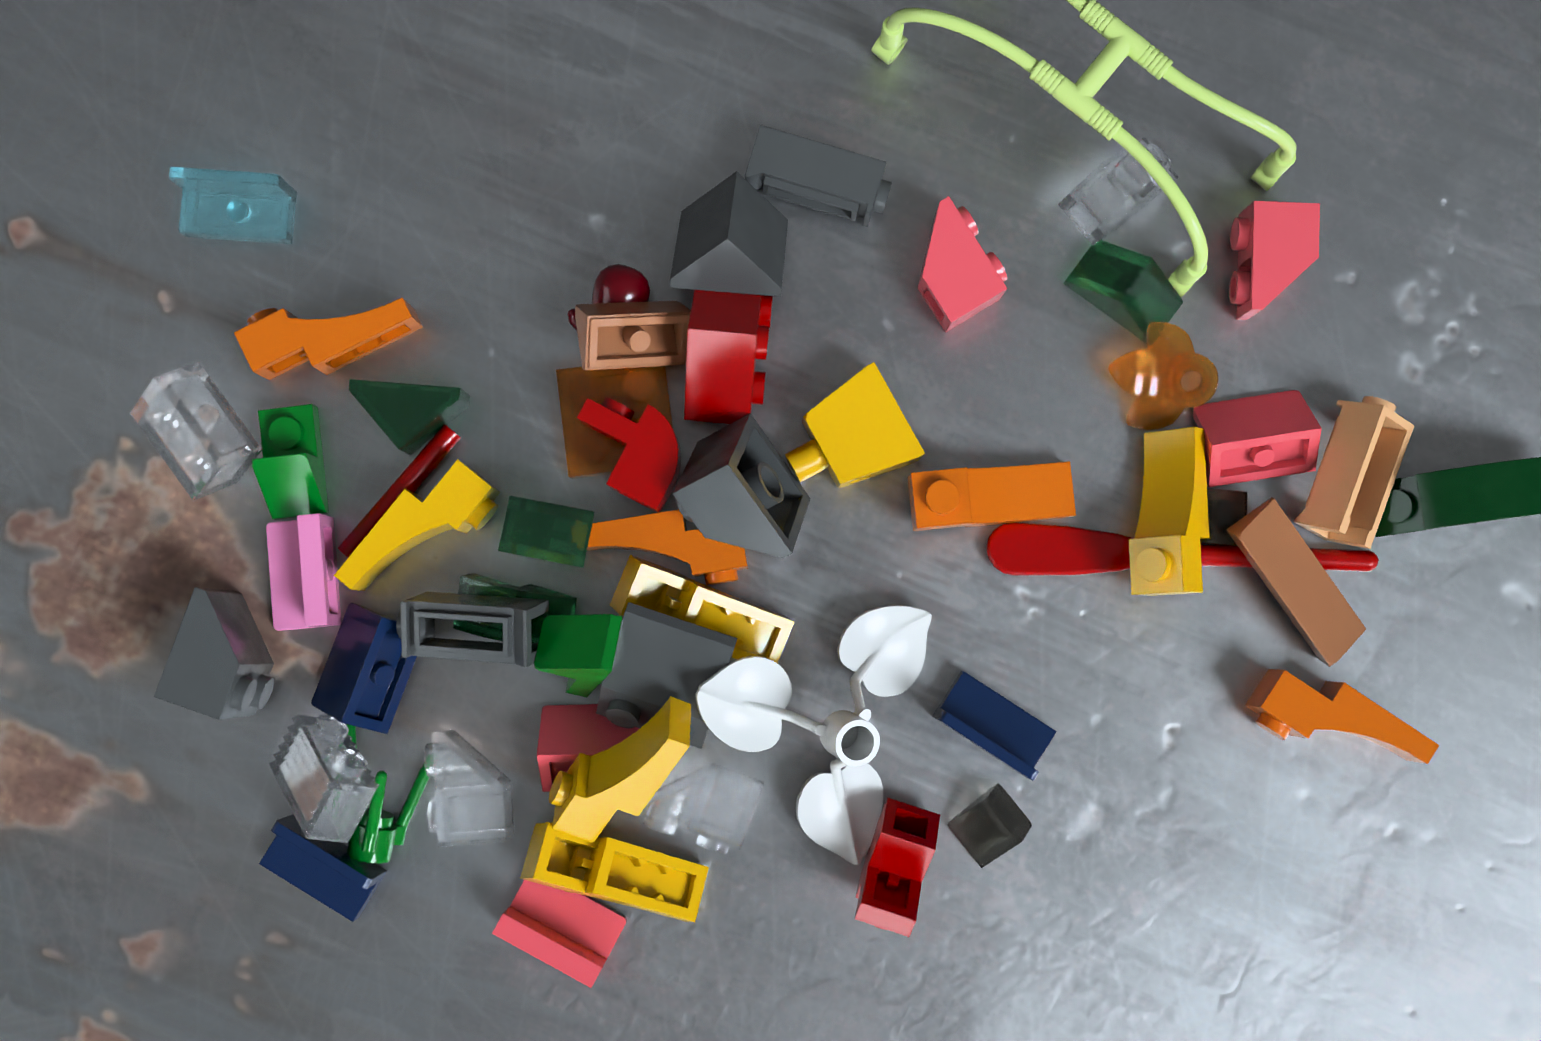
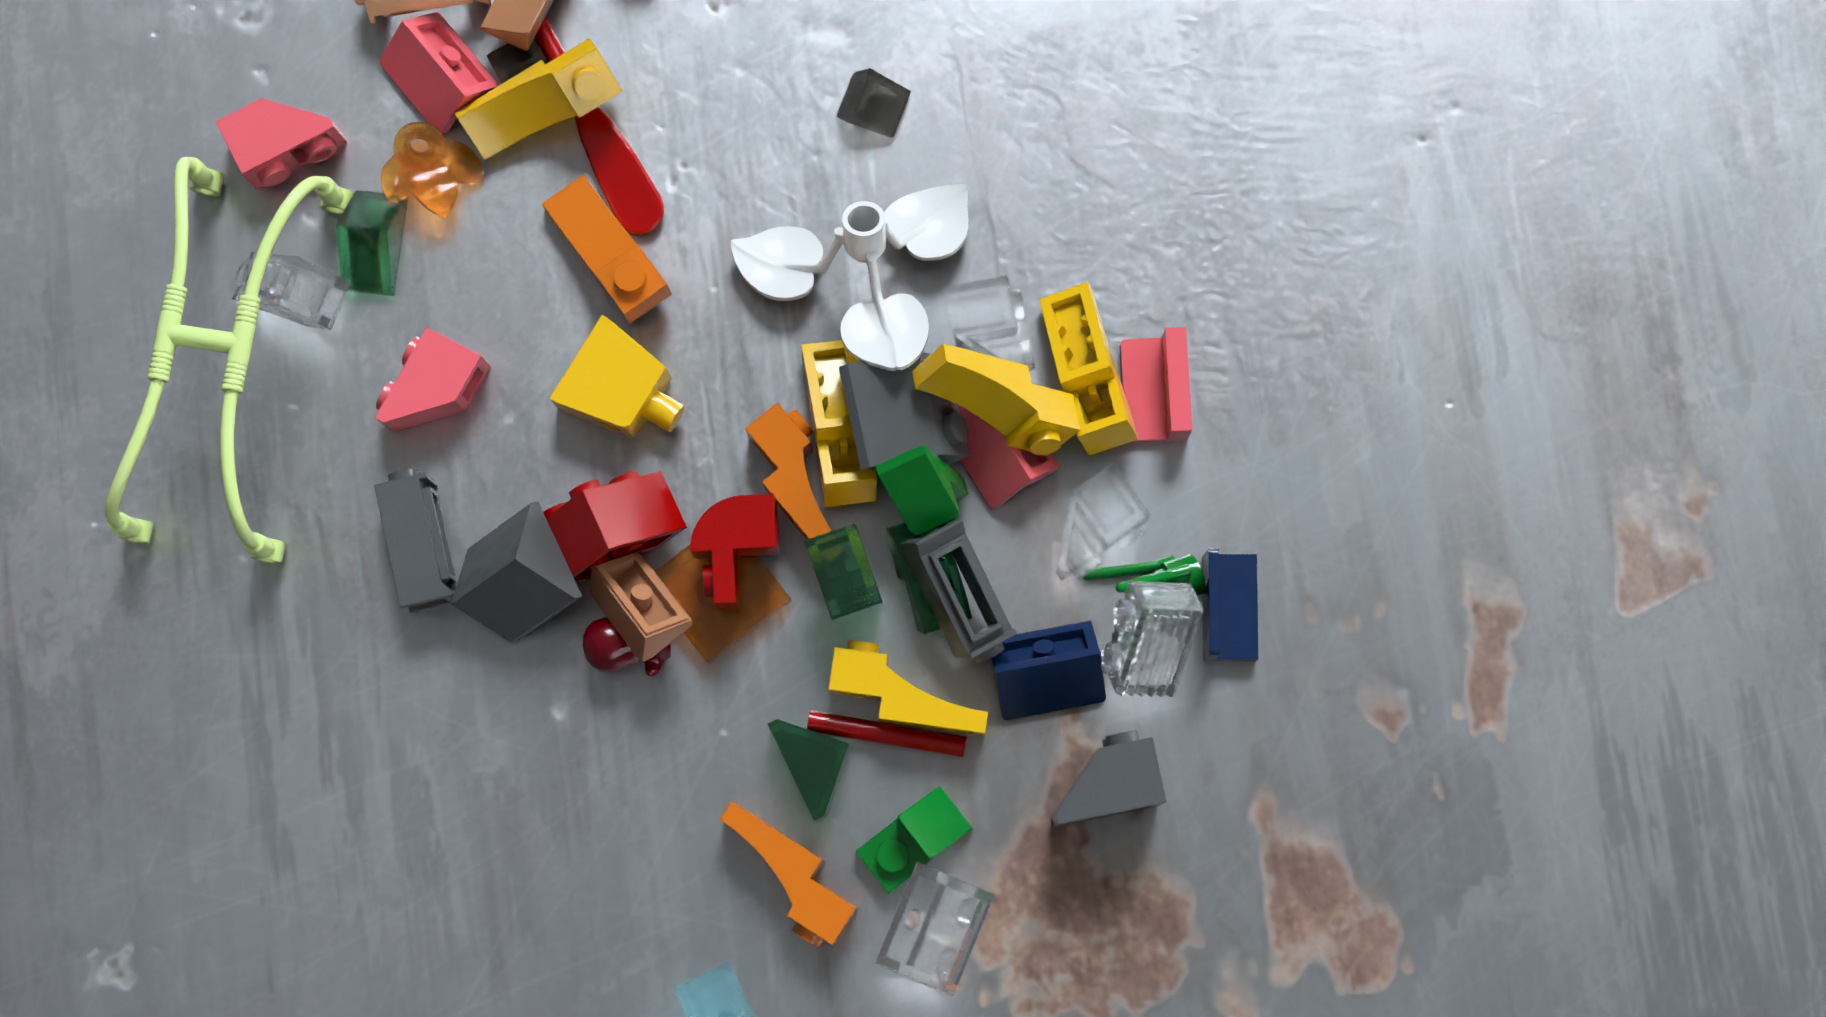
camera: 115 degrees left, 5 degrees down
(303, 573) = (1002, 772): bright pink panel -> none
(742, 491) = (717, 441): dark grey slope -> none
(896, 867) = (947, 153): red brick -> none
(994, 724) = (791, 143): dark blue panel -> none

